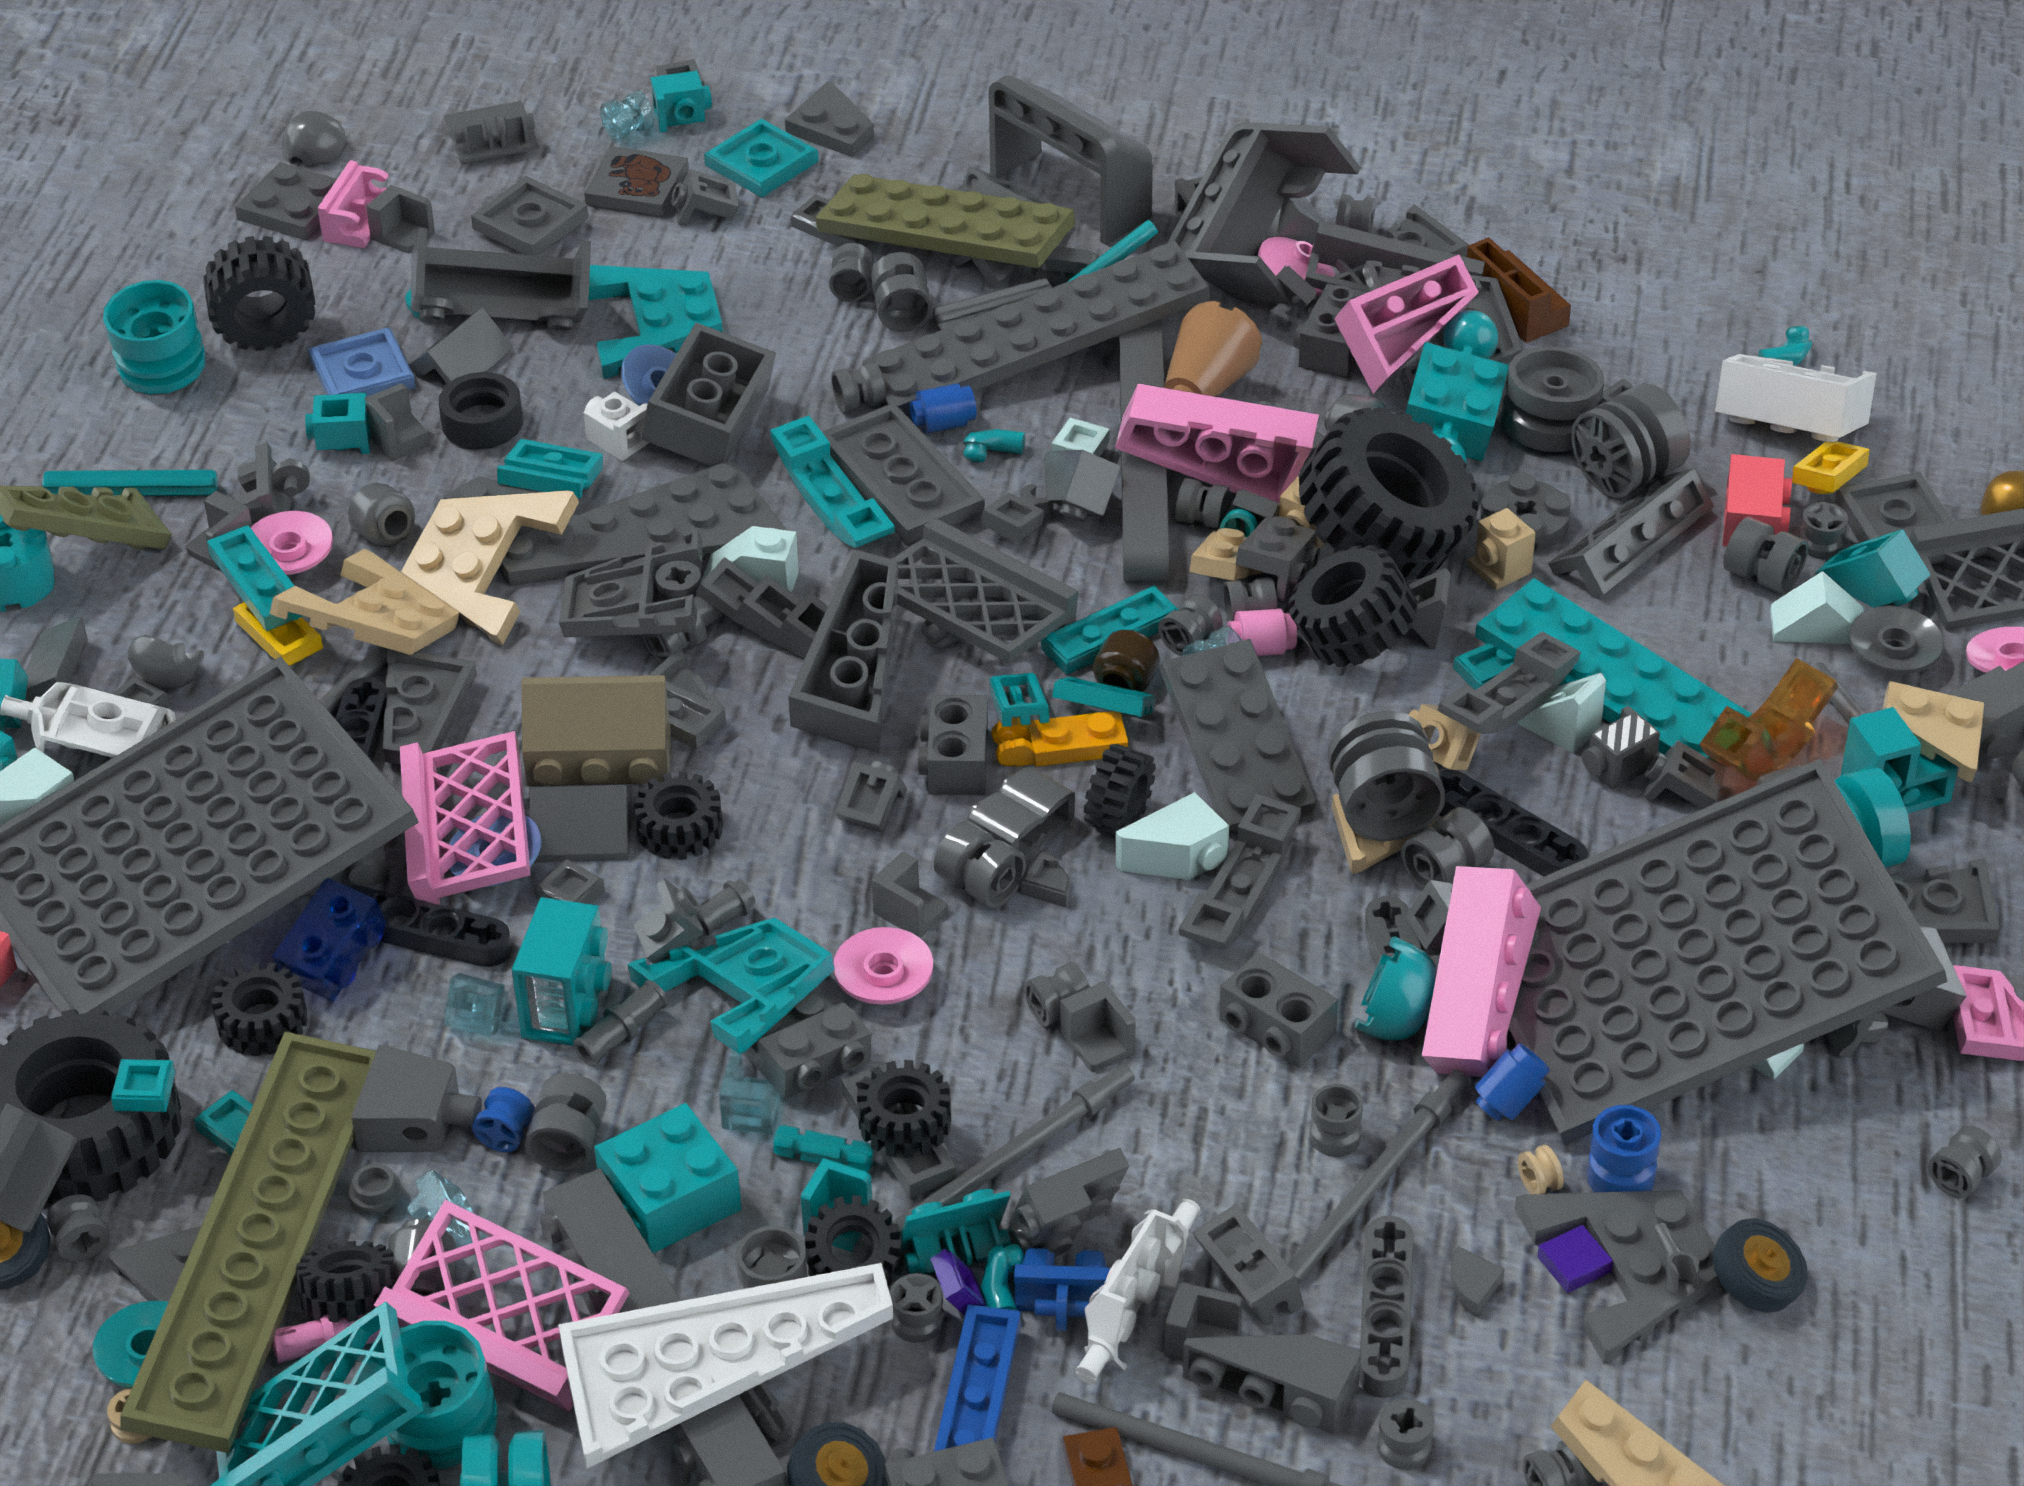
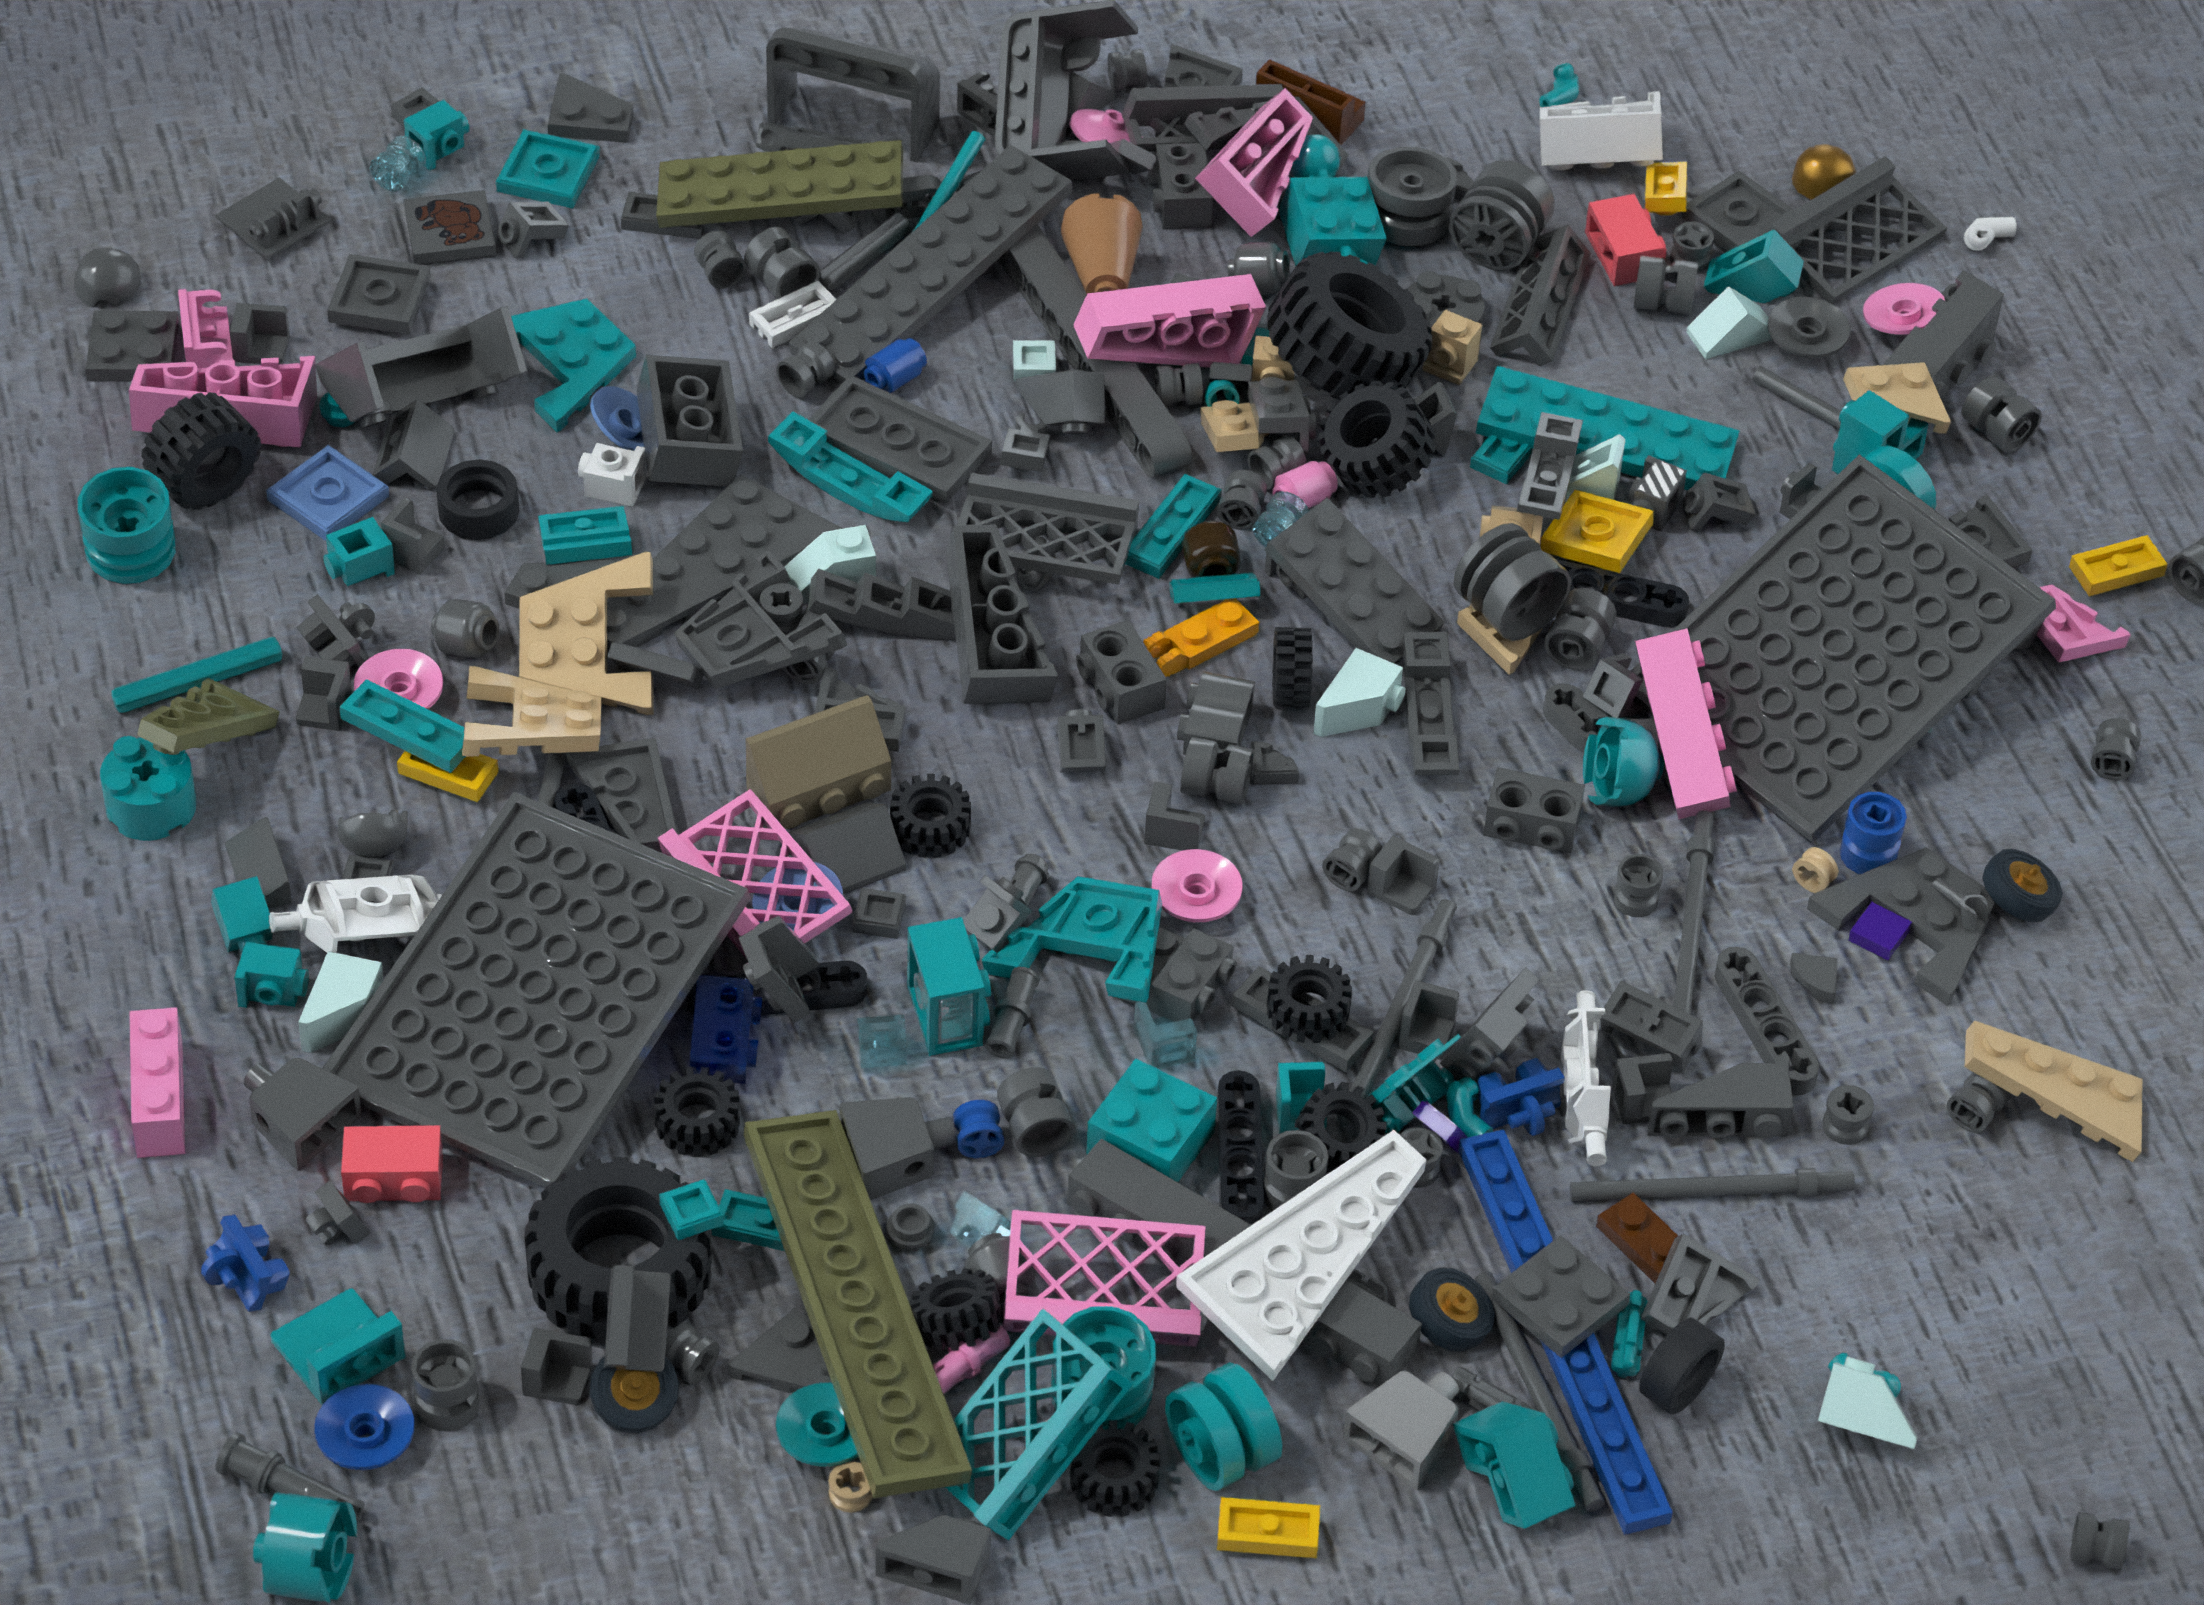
camera: 30 degrees left, 5 degrees up
(345, 271) = (269, 395): none -> bright pink wedge
(404, 895) = (775, 963): none -> dark grey bracket
(523, 597) = (660, 665): none -> dark grey tile
(758, 1196) = (1243, 1150): none -> black beam
(815, 1146) = (1250, 1056): teal axle -> none
(874, 337) = (797, 319): none -> white tile
(994, 440) = (956, 381): teal arm -> none
(1016, 1164) = (1428, 1016): none -> dark grey panel
(1019, 708) = (1142, 617): teal tile -> none
(1511, 1083) = (1754, 806): blue brick -> none
(1533, 764) = (1597, 531): none -> yellow plate
(1776, 730) = (1766, 430): clear orange arch -> none

